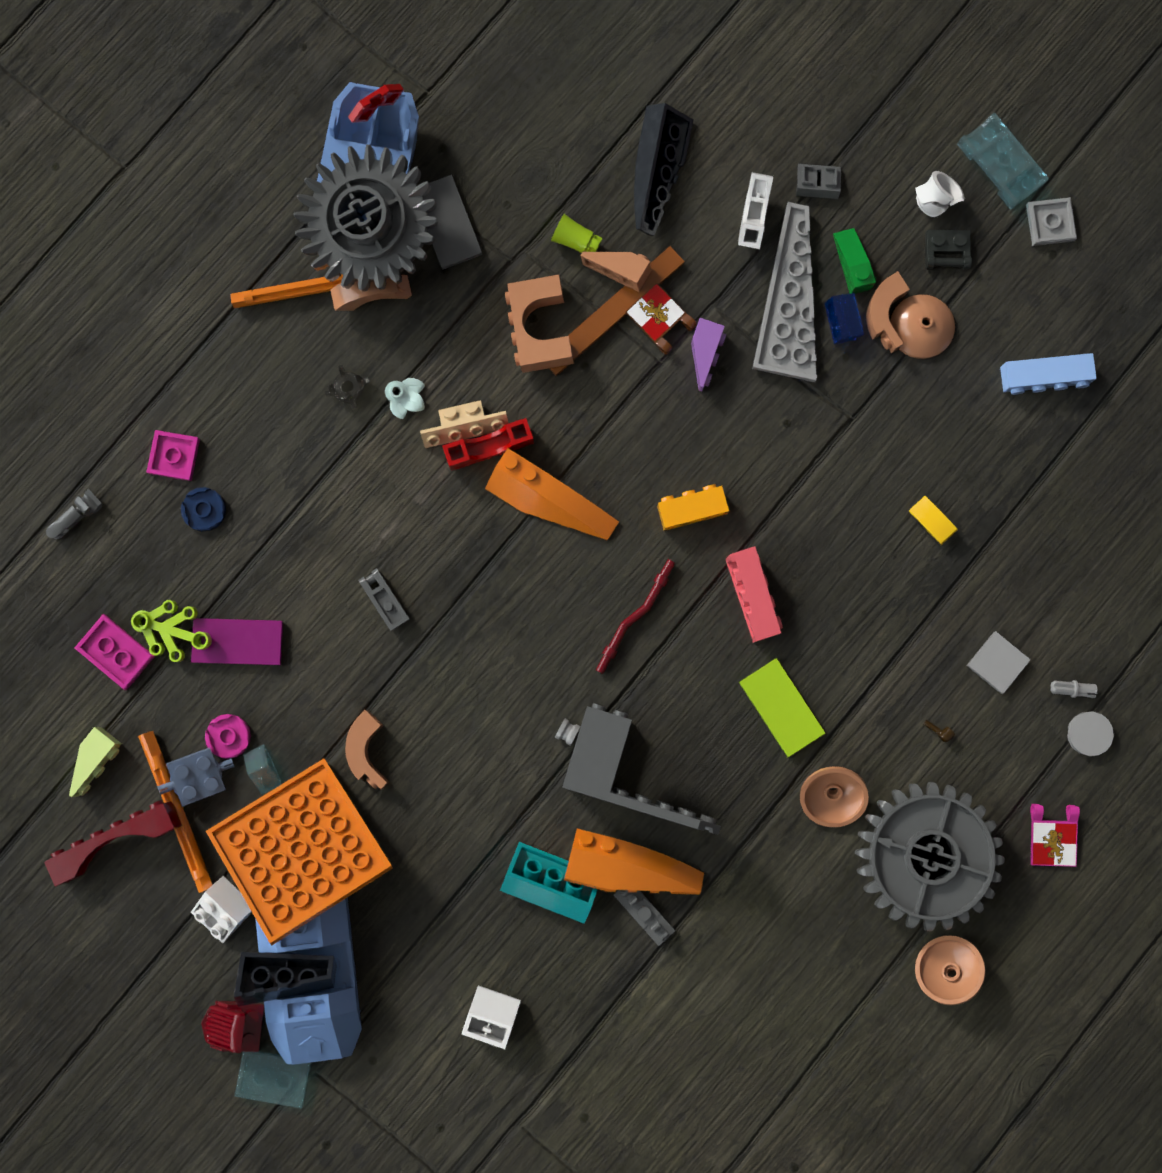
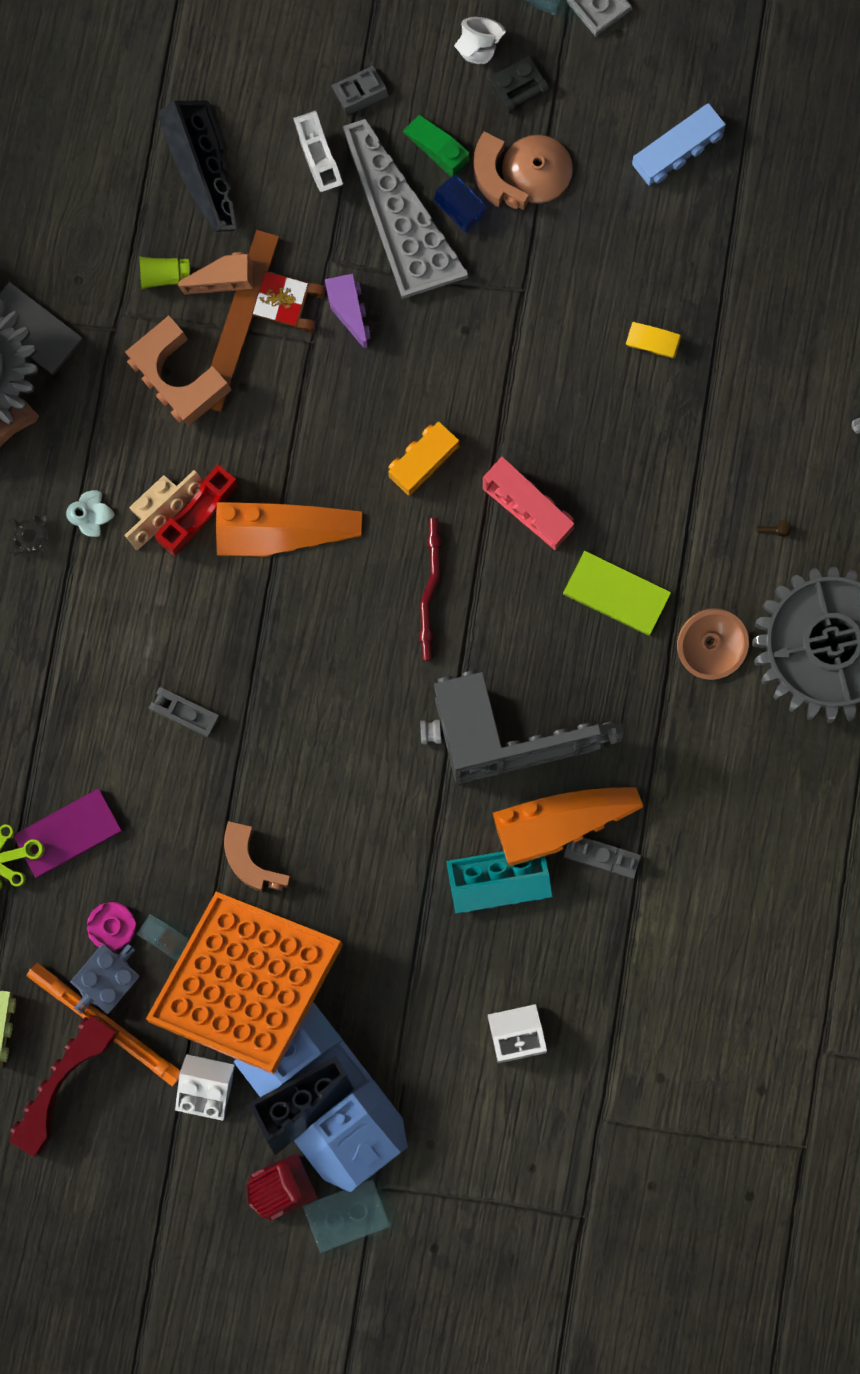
camera: 25 degrees left, 5 degrees down
(998, 662) = (792, 435): light grey tile -> none

